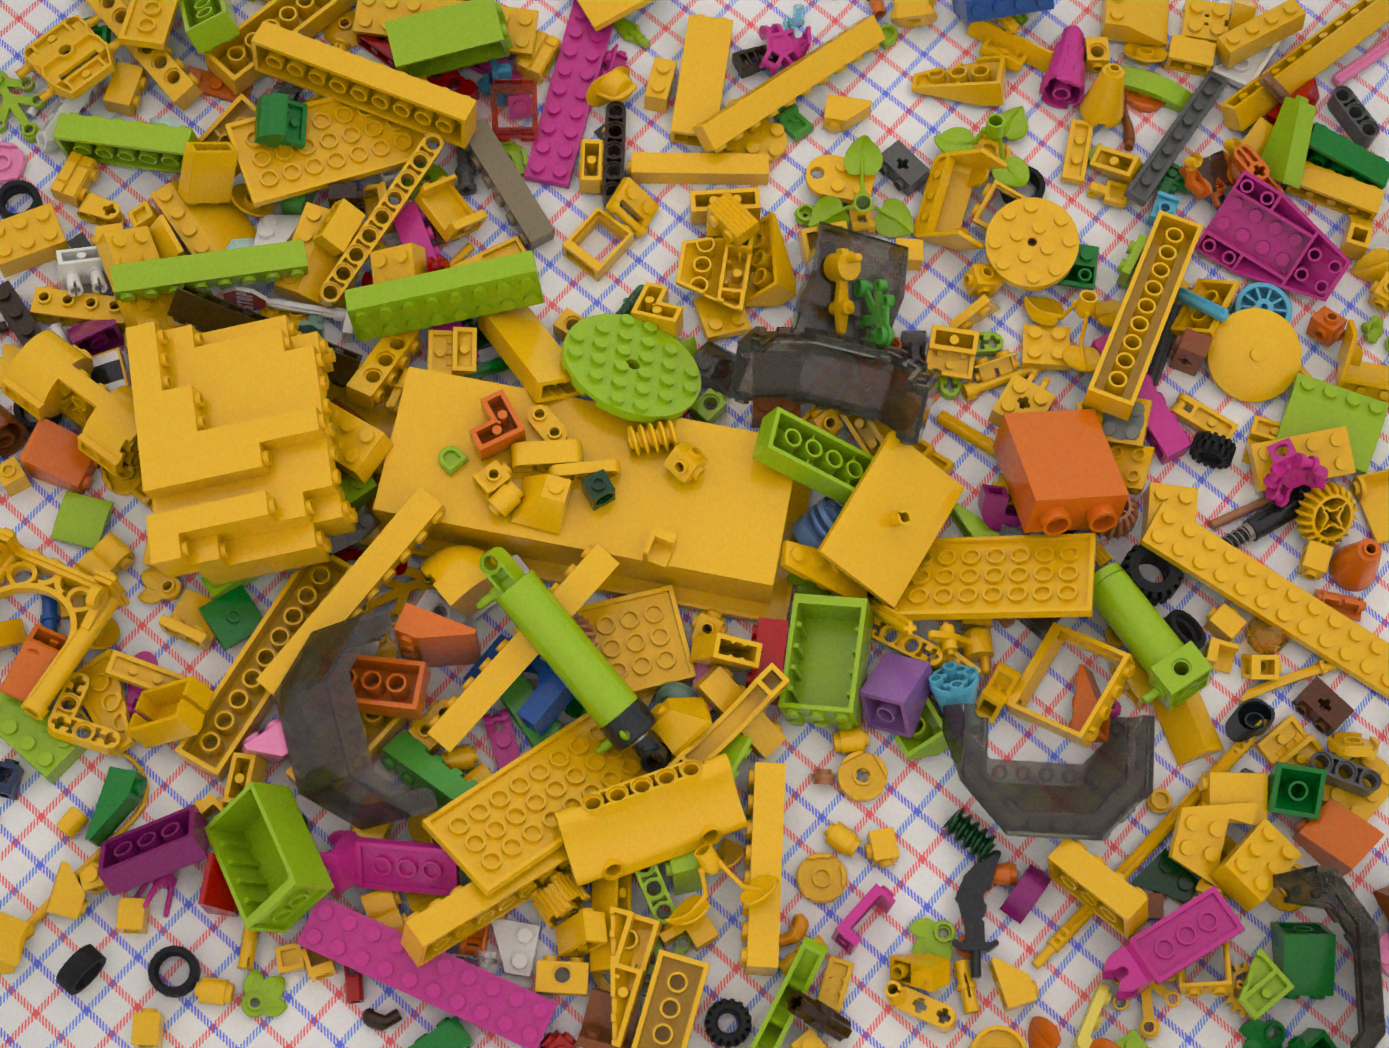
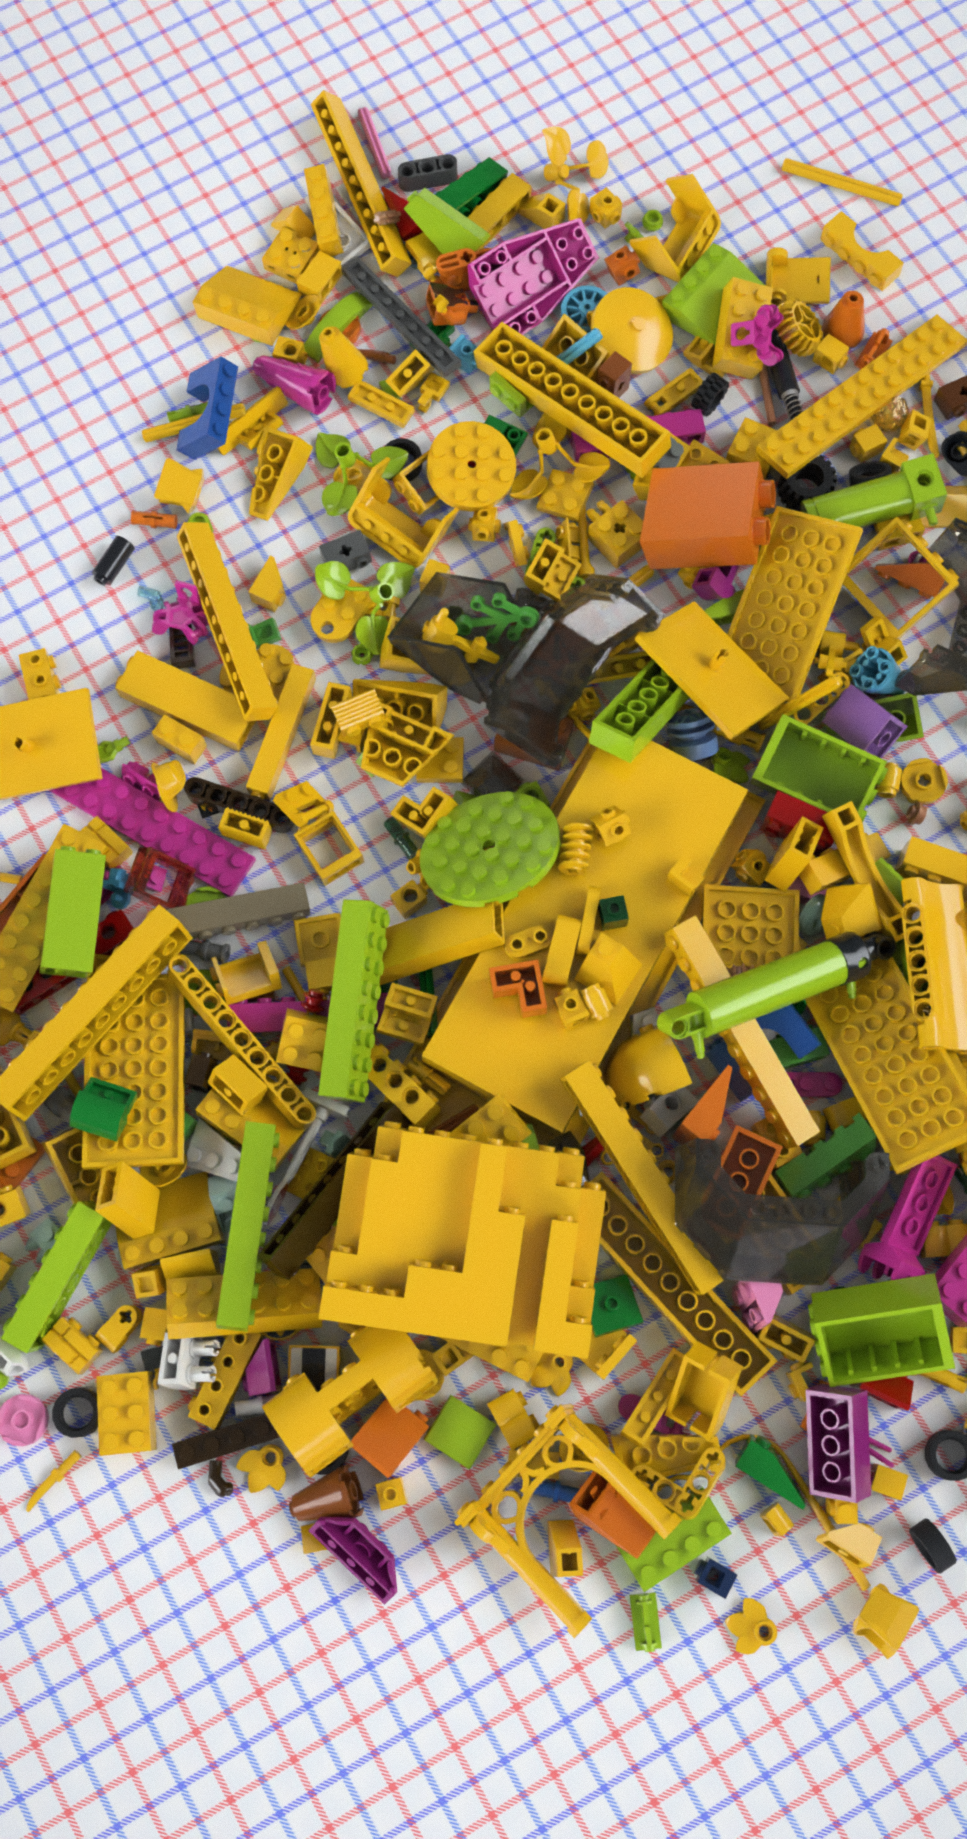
camera: 65 degrees left, 5 degrees up
(451, 459) = (535, 1042): lime tile -> none
(810, 565) = (731, 753): yellow wing -> none

